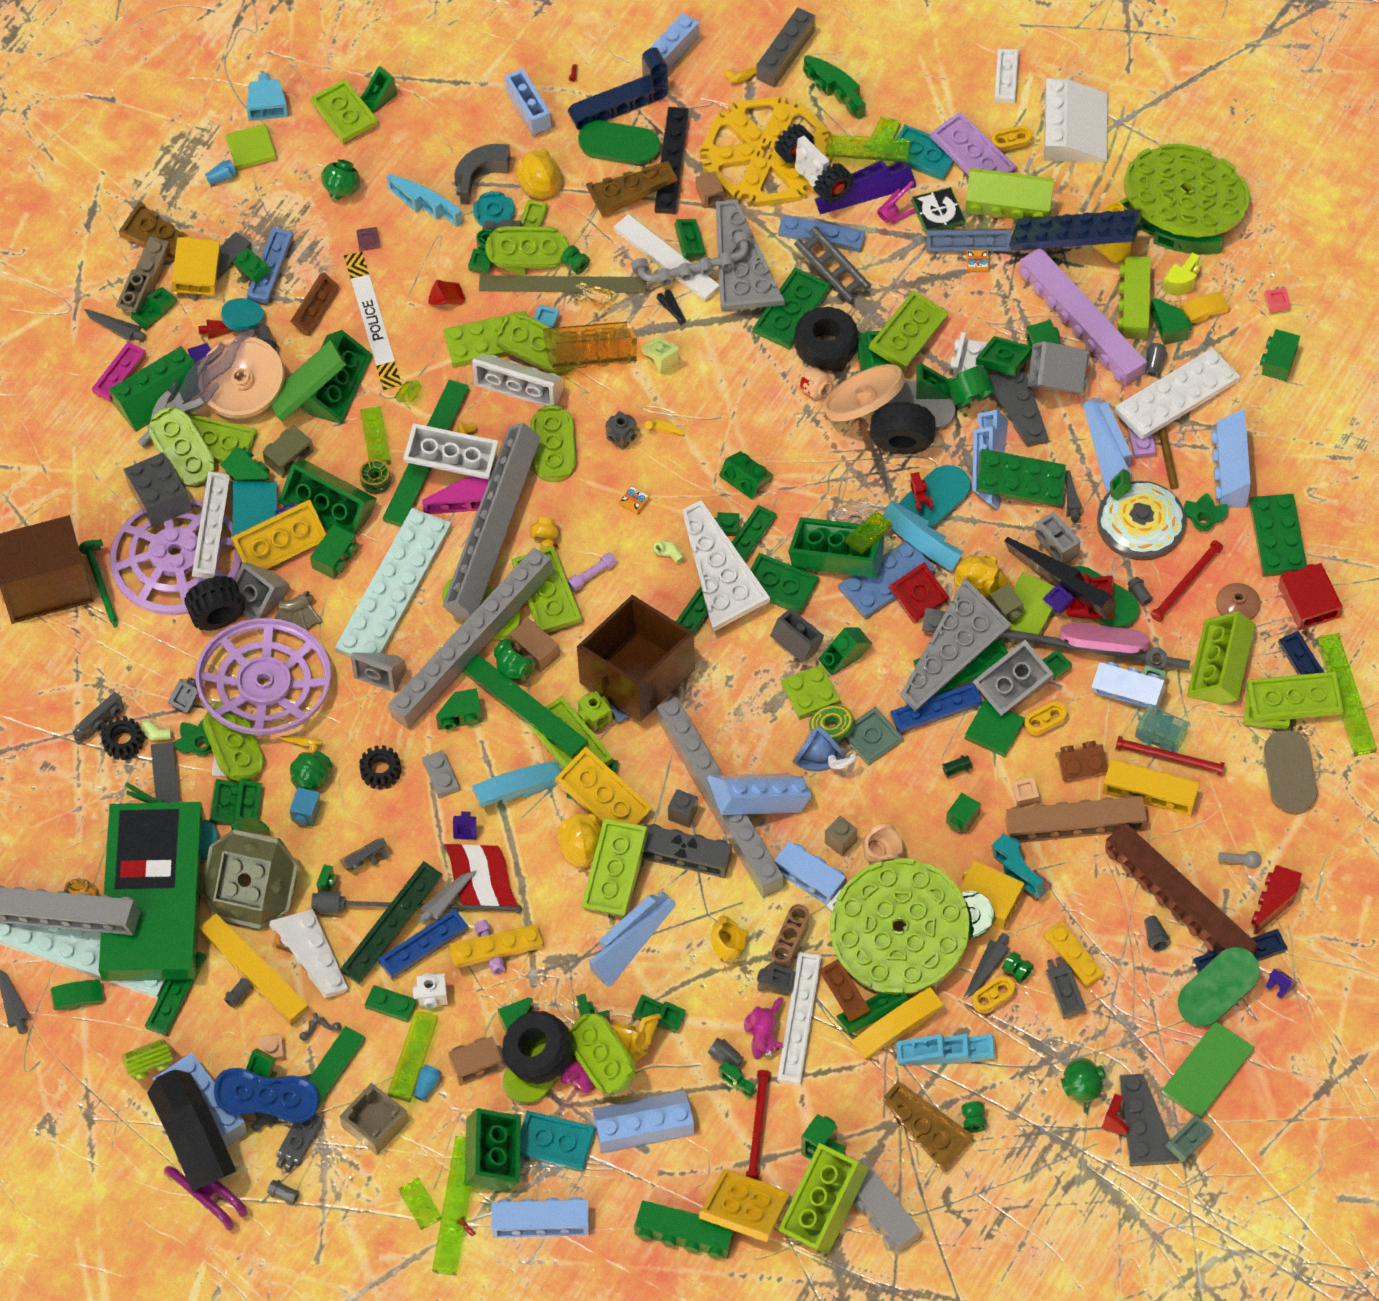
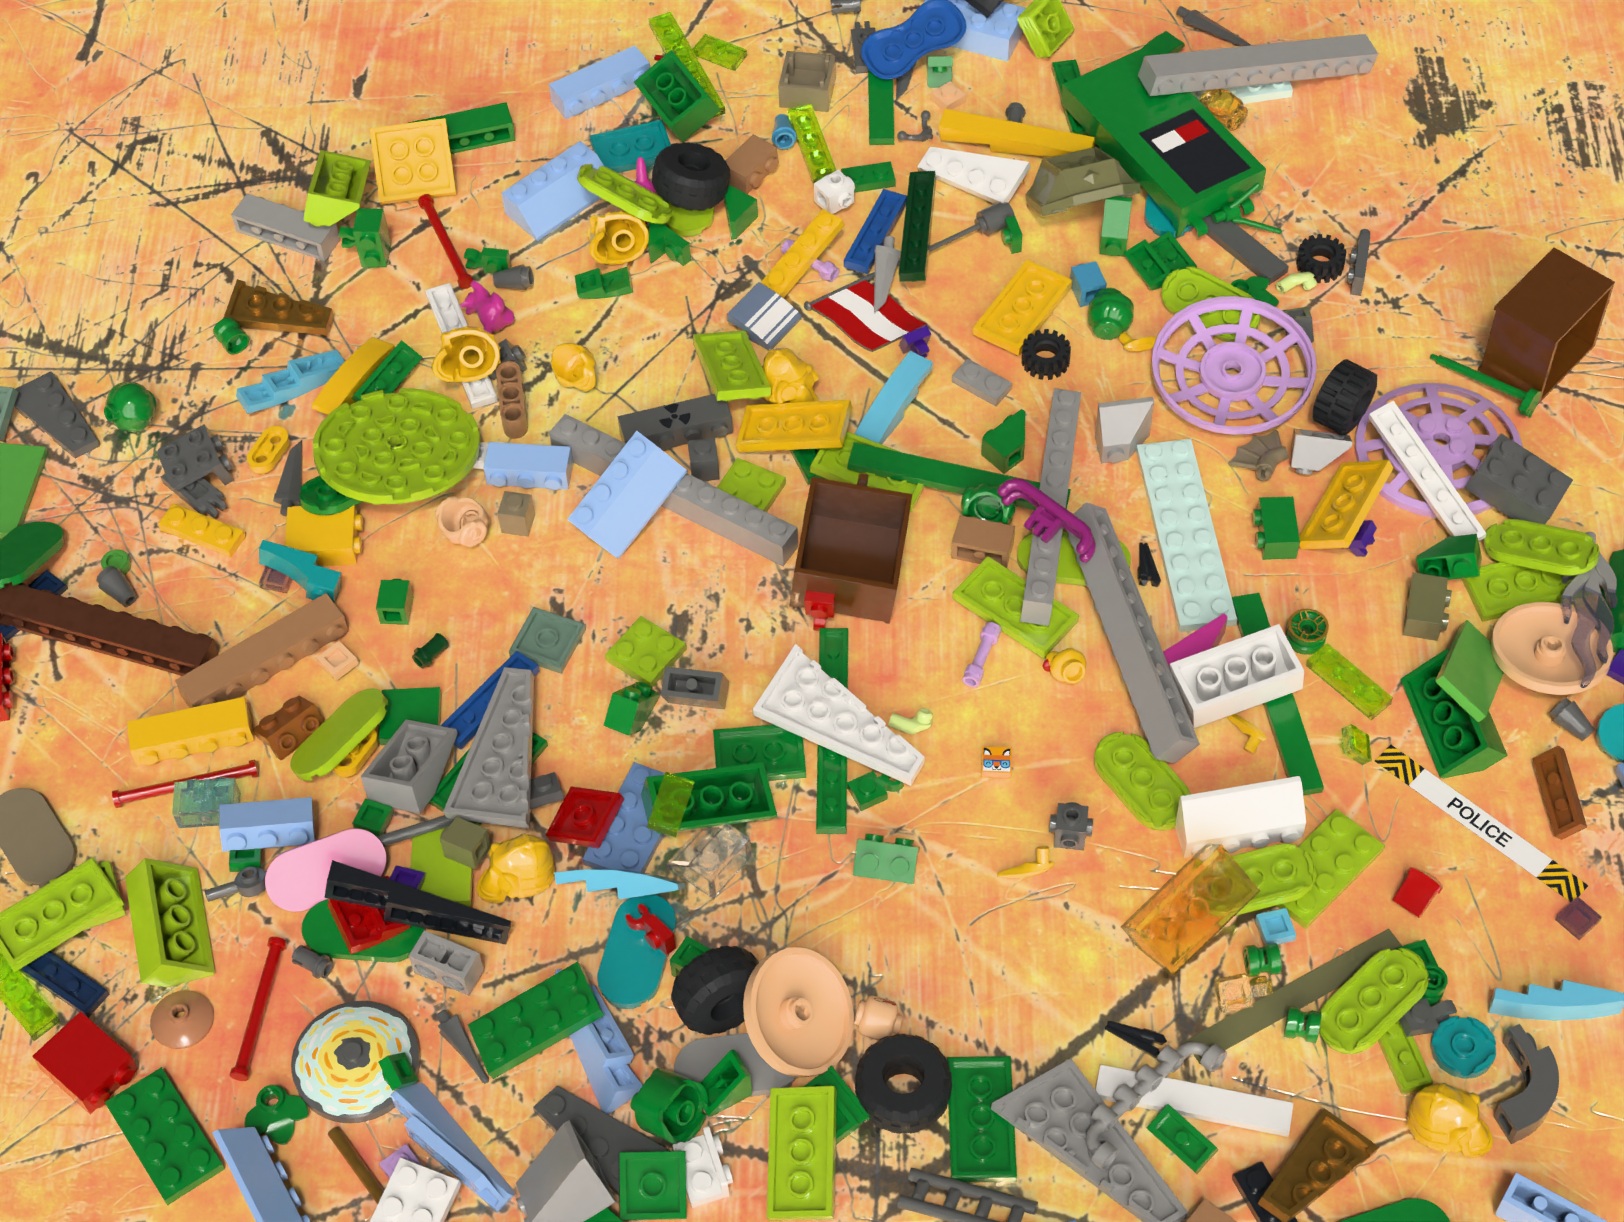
camera: 150 degrees right, 5 degrees down
(252, 503) = (1403, 528): teal tile -> none
(331, 497) = (1336, 580): green slope -> none
(356, 858) = (995, 273): dark grey plate -> none
(366, 816) = (1022, 306): none -> yellow plate
(437, 577) = (1147, 568): none -> black piece
(492, 599) = (1048, 515): none -> magenta piece
(559, 912) = (764, 316): none -> sand blue slope
(569, 303) = (1262, 960): none -> green wheel
(629, 936) = (680, 324): light blue wedge -> none
(663, 352) = (1099, 949): yellowish green slope -> none
(663, 775) = (752, 484): none -> lime plate
(801, 981) = (466, 355): none -> yellow head
(821, 753) = (585, 584): medium blue hat -> none
(830, 714) = (597, 607): bright green tile -> none
(844, 990) = (419, 371): dark orange plate -> none
(904, 464) = (685, 953): none -> green panel
(1017, 966) = (254, 483): green wheel -> none
(1051, 726) = (339, 734): none -> lime tile
(1053, 1005) = (194, 457): none -> dark grey bracket
(1111, 1121) = (87, 395): red tile -> none
(1148, 960) = (118, 559): none -> bright green tile
(1251, 859) = (42, 720): light grey bar -> none

